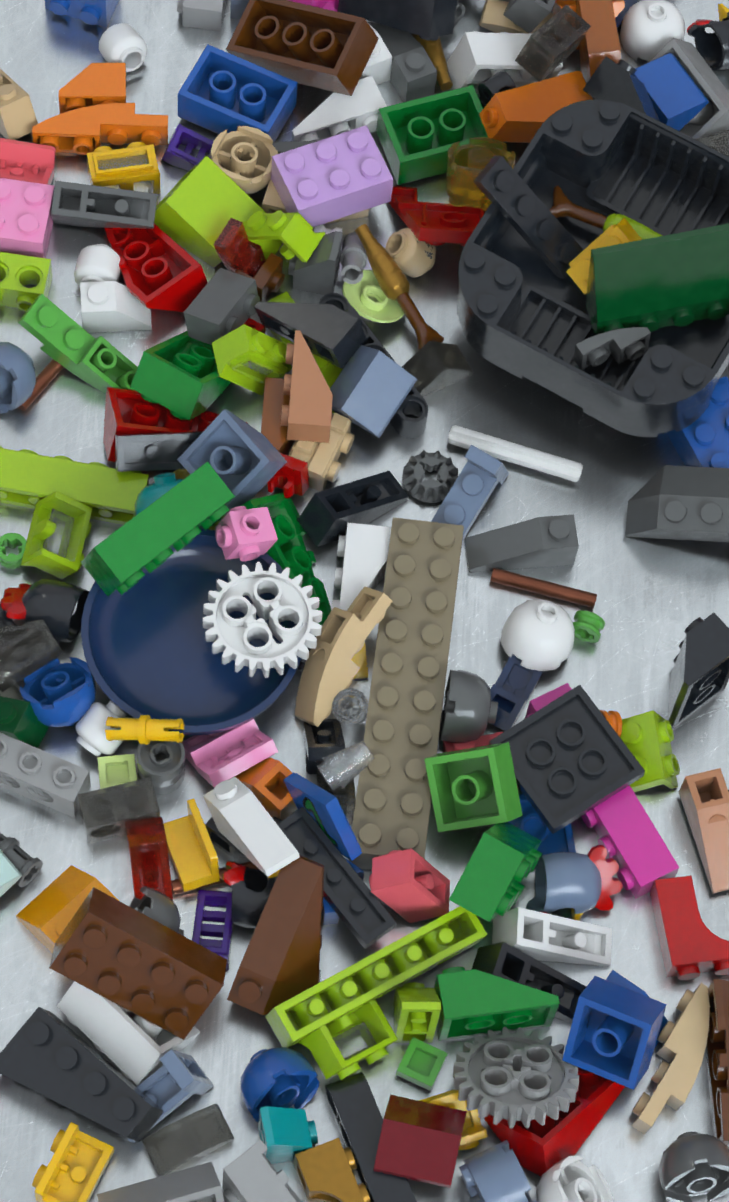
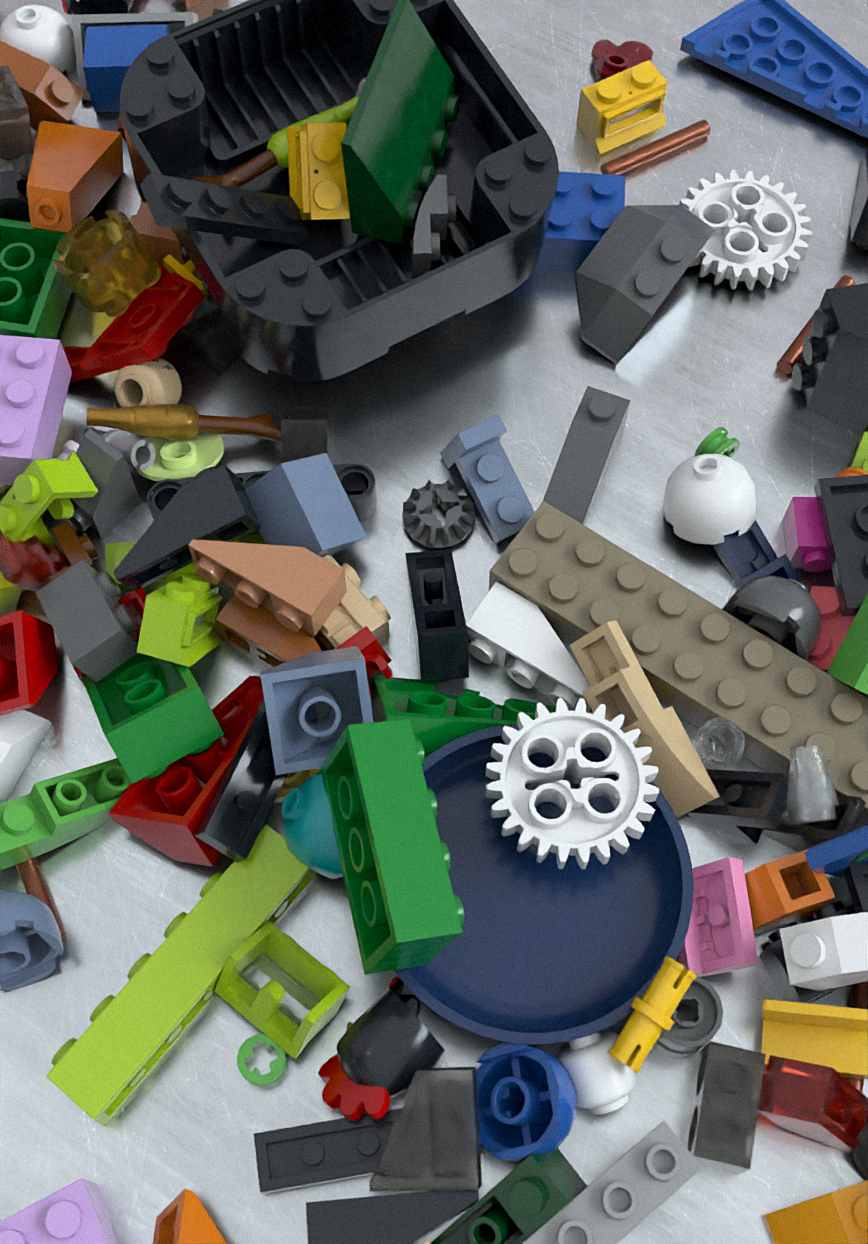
camera: 55 degrees left, 0 degrees up
(116, 770) = (665, 1084): yellowish green plate -> none
(245, 533) = (445, 747): bright pink brick -> none
(516, 453) = (459, 416): white axle -> none
(543, 587) = (640, 471): copper bar -> none
(618, 84) = (92, 87): black slope -> none

